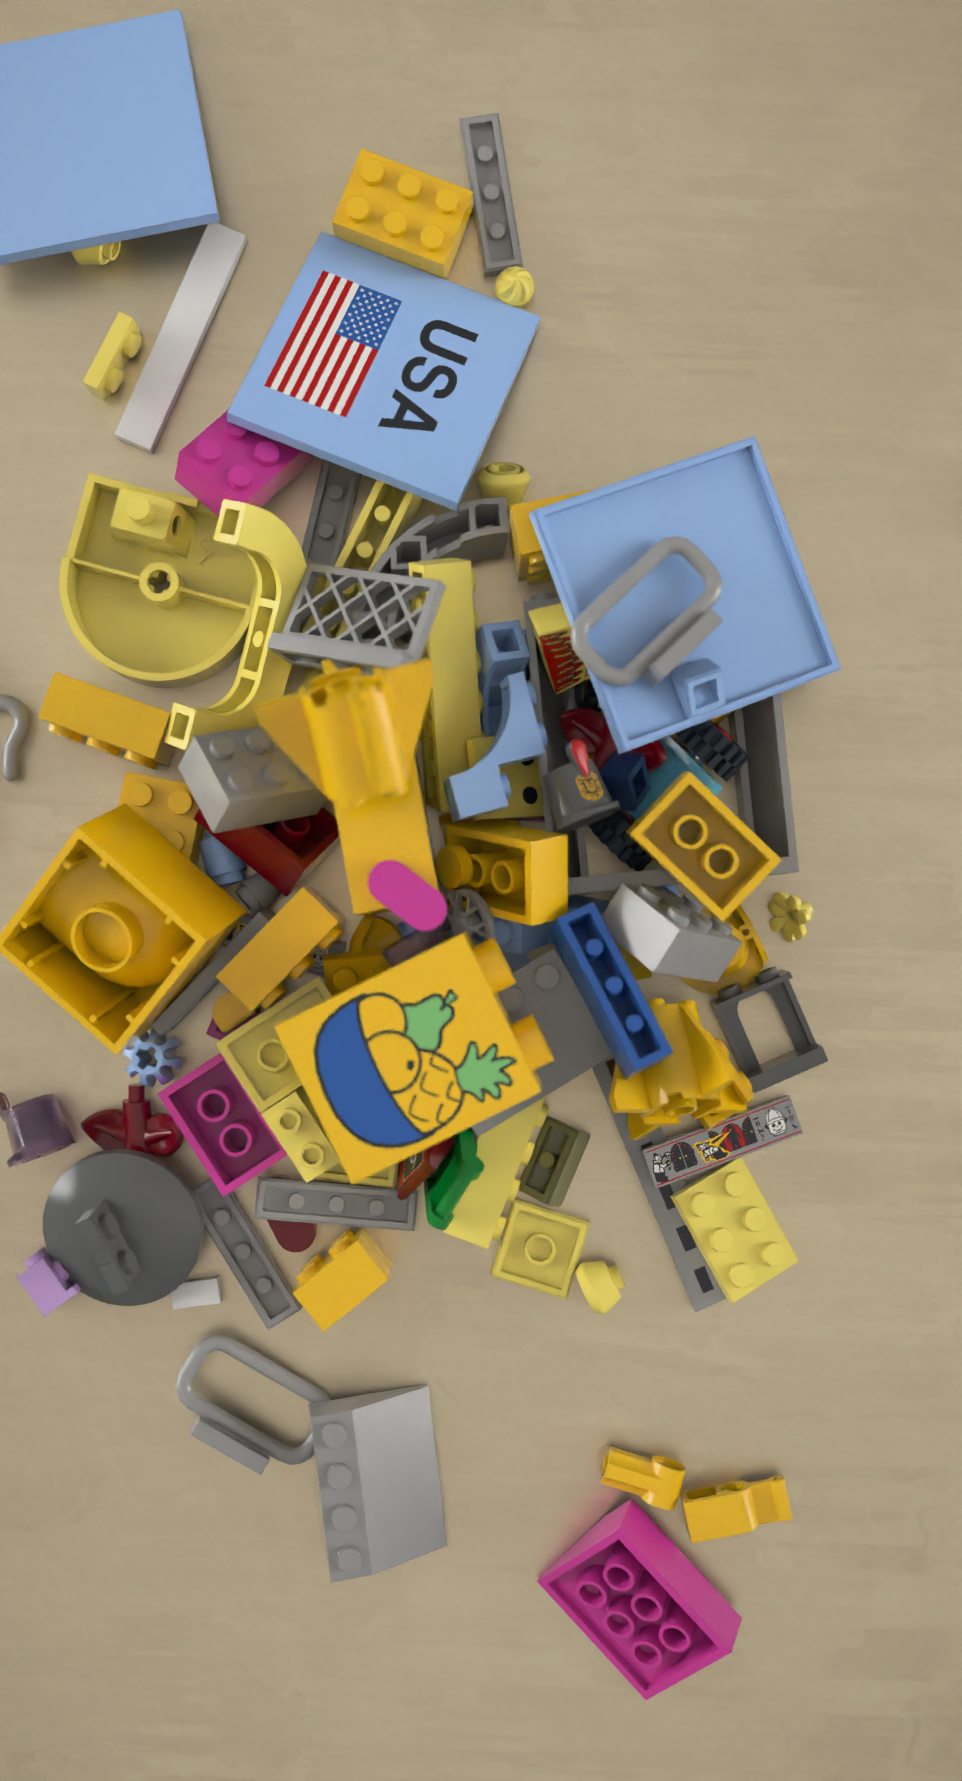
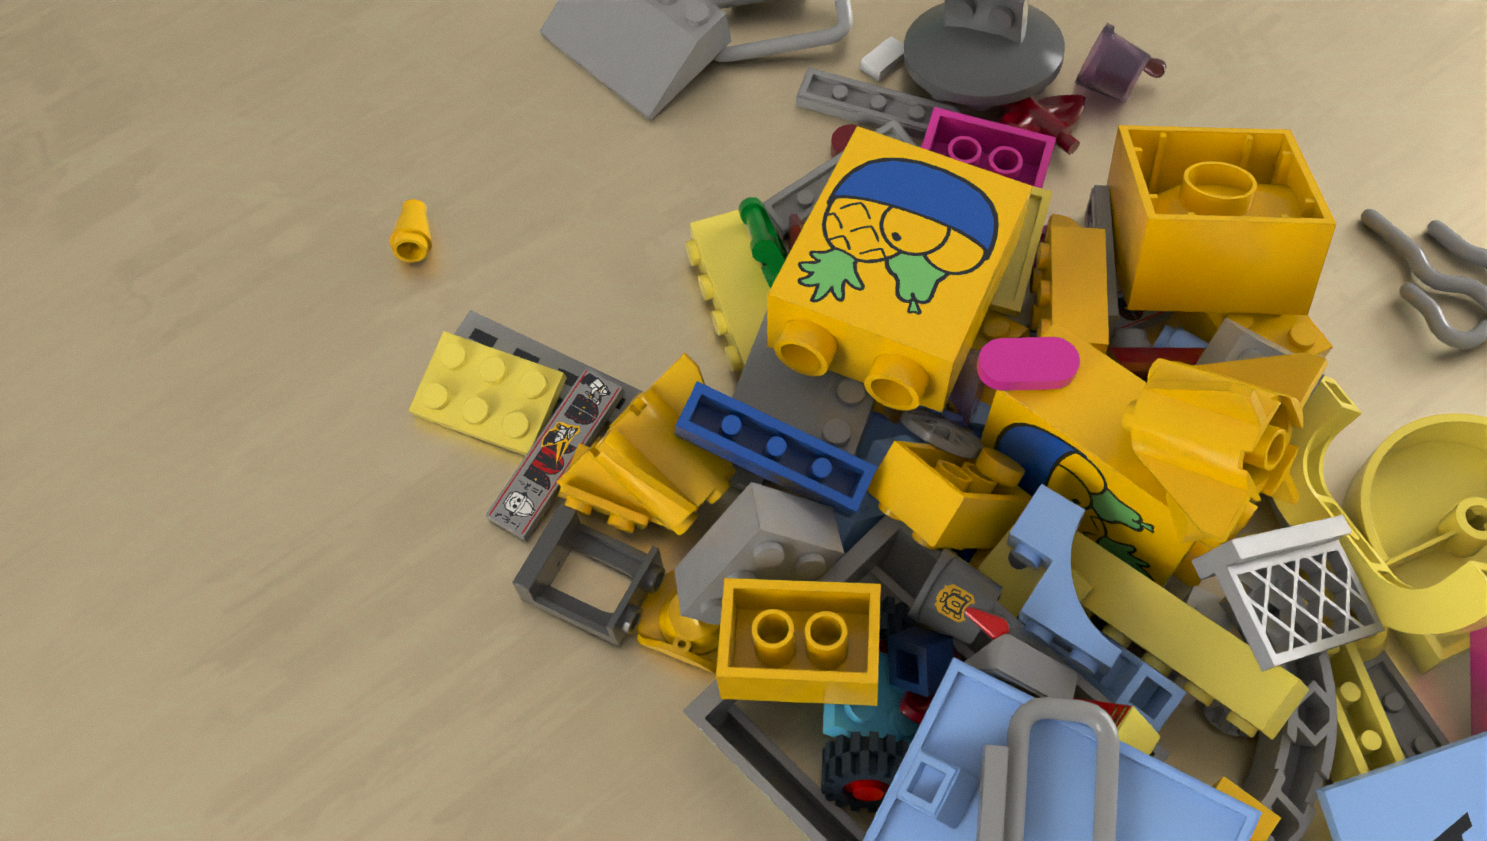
camera: 140 degrees right, 25 degrees down
(107, 720) = (1400, 371): yellow brick -> none
(164, 1055) = (1078, 171): light blue piece -> none
(342, 1278) = (788, 125): yellow brick -> none
(540, 1248) = (644, 268): light yellow tile -> none
(553, 1162) = (688, 329): olive slope -> none
(578, 713) = (1025, 668): none -> light grey slope
(600, 1285) = (571, 269): light yellow cone -> none
(642, 1601) = (350, 91): dark pink slope -> none
(653, 1479) = (407, 172): yellow piece -> none
(690, 1419) = (411, 233): none -> yellow cone
(734, 1507) = (325, 195): yellow piece -> none
(790, 915) = (649, 697): light yellow plant -> none

